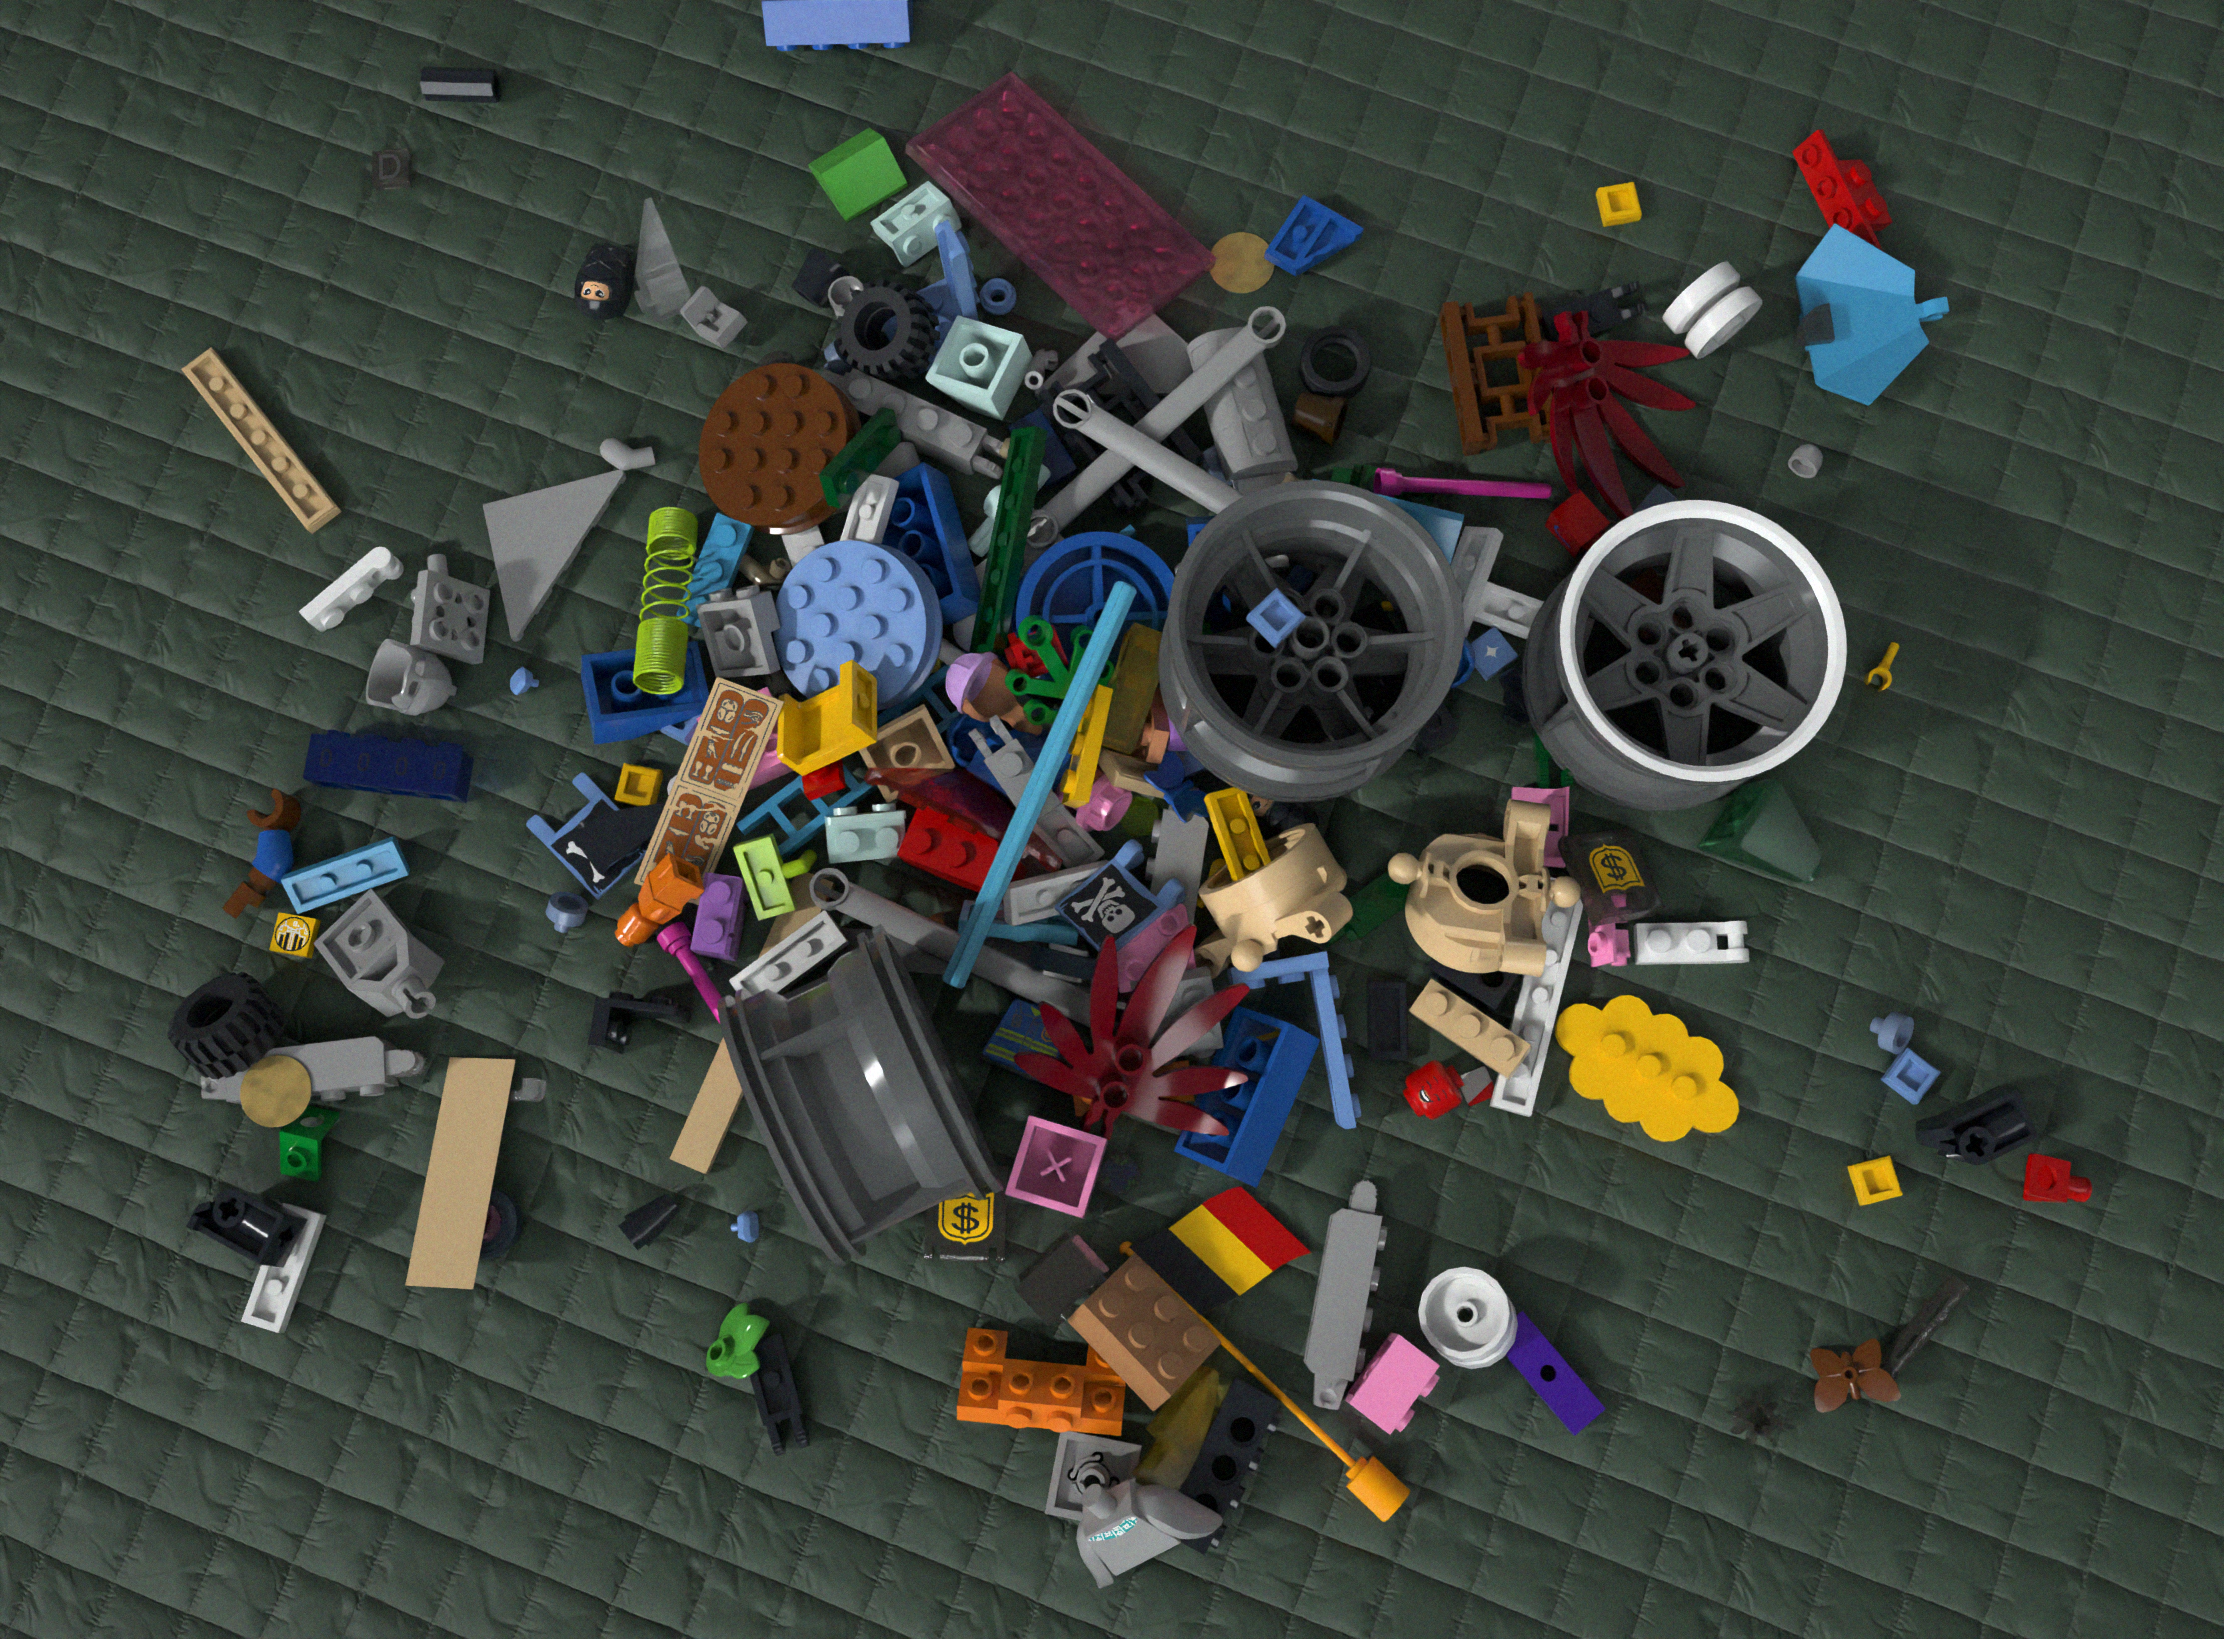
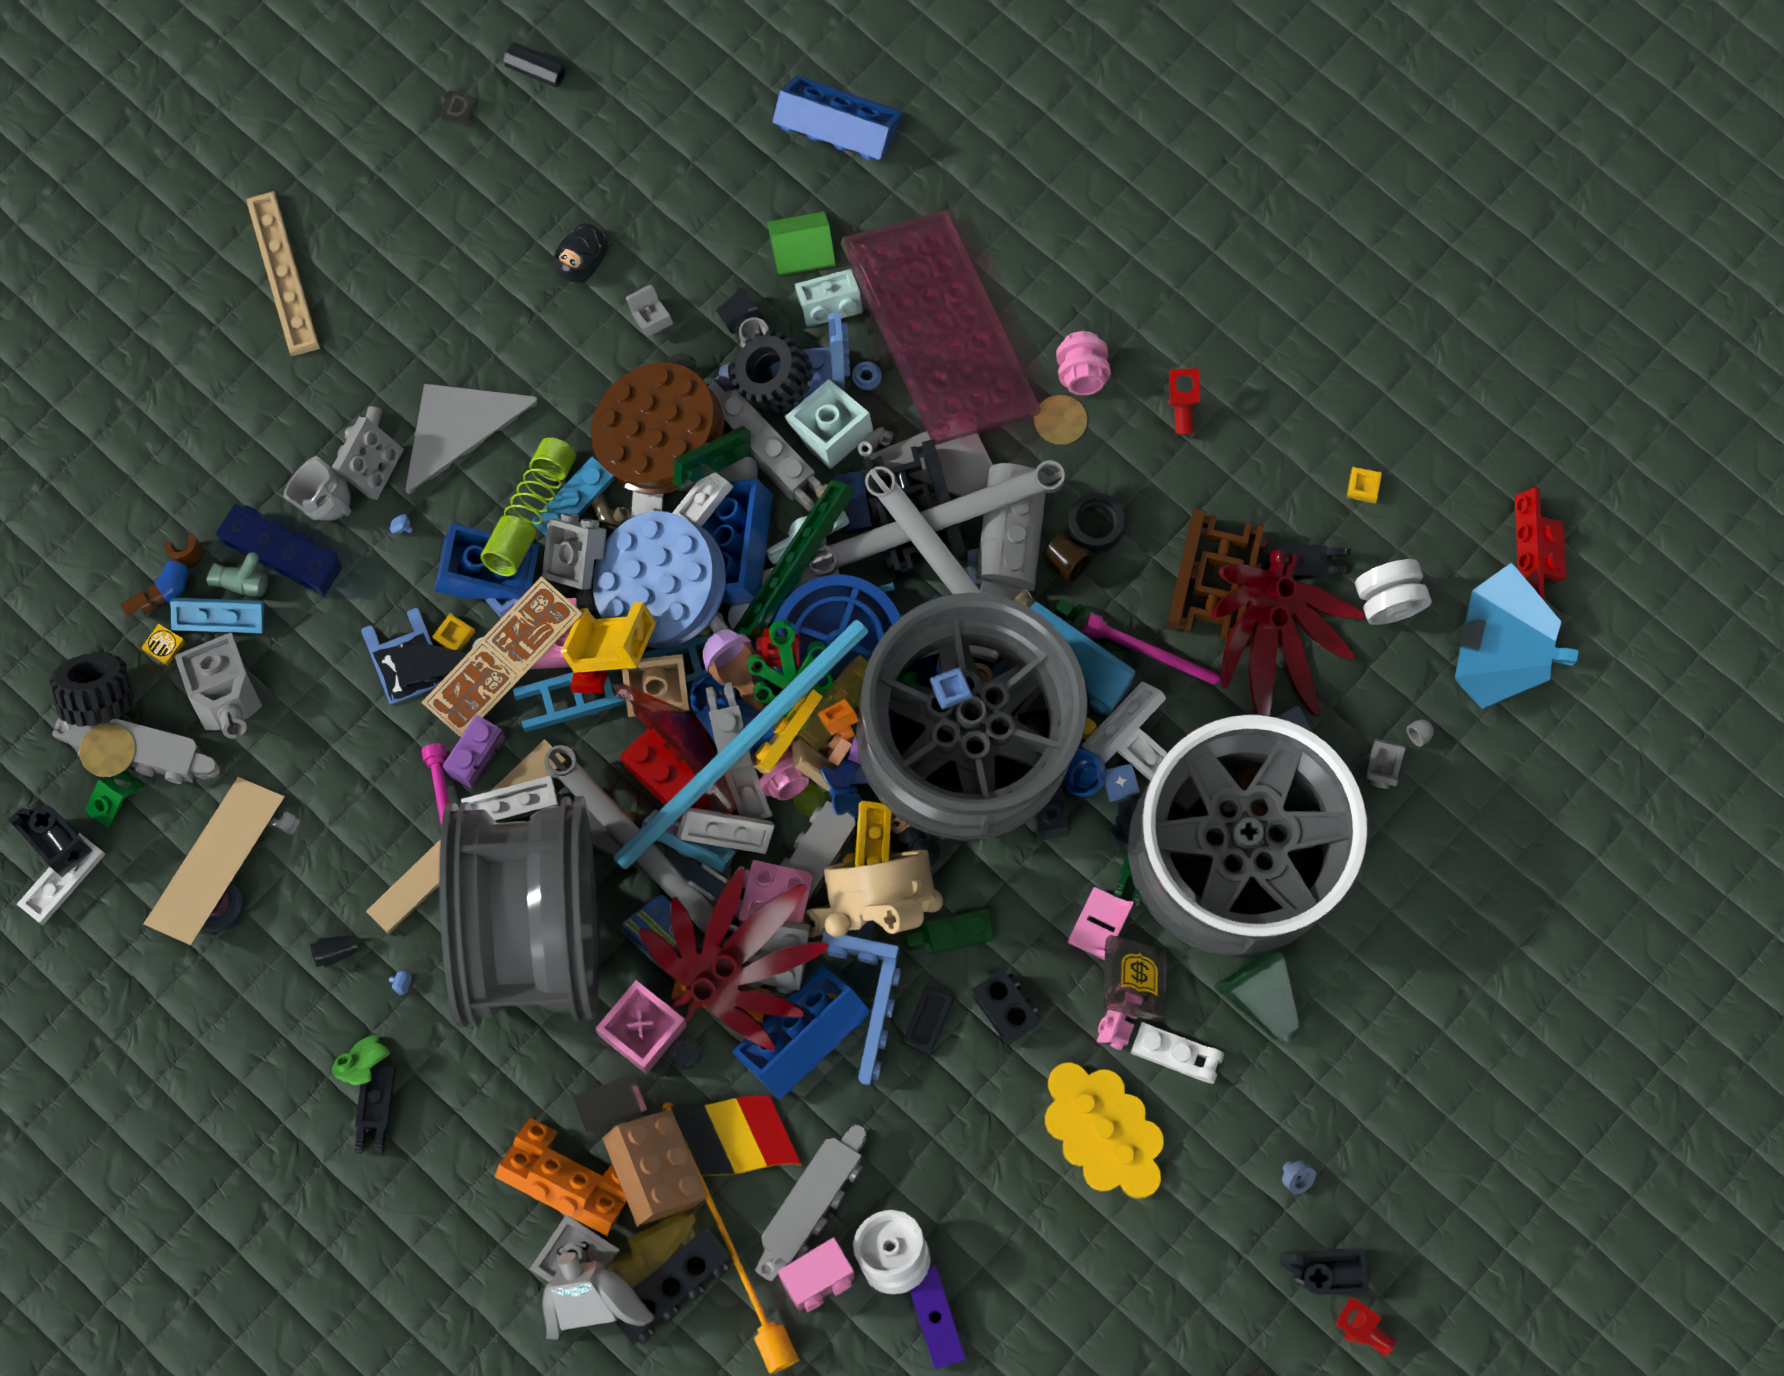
camera: 15 degrees right, 5 degrees down
(352, 588) = (305, 409): white plate -> none
(355, 822) = (240, 580): none -> sand green piece
(566, 910) = (364, 704): sand blue tile -> none
(610, 1018) = (363, 798): black bracket -> none
(624, 457) = (541, 389): light grey arm -> none
(657, 269) = (624, 258): clear slope -> none
(660, 899) = (435, 721): orange piece -> none
(768, 876) = (520, 735): lime plate -> none
(864, 835) = (601, 733): light aqua bracket -> none
(969, 1226) = (561, 1042): container -> none
(1117, 902) = (765, 853): flag -> none
(1144, 708) = (839, 718): none -> orange tile
(1243, 185) = (1083, 363): none -> bright pink piece
(1310, 237) = (1118, 420): blue wing -> none
(1377, 184) = (1184, 401): none -> red bracket
(1433, 1090) = (939, 1082): red head -> none
(1470, 1029) = (985, 1049): tan plate -> none
(1475, 934) = (1024, 982): tan piece -> none
(1477, 1086) = (974, 1094): light grey sticker -> none
(1537, 1010) = (1044, 1048): white plate -> none
(1577, 524) = (1223, 704): red brick -> none
(1785, 507) = (1384, 763): none -> light grey bracket
(1874, 1180) = (1237, 1279): yellow tile -> none
(1883, 667) = (1411, 908): yellow hand -> none
(1910, 1076) = (1298, 1214): medium blue tile -> none

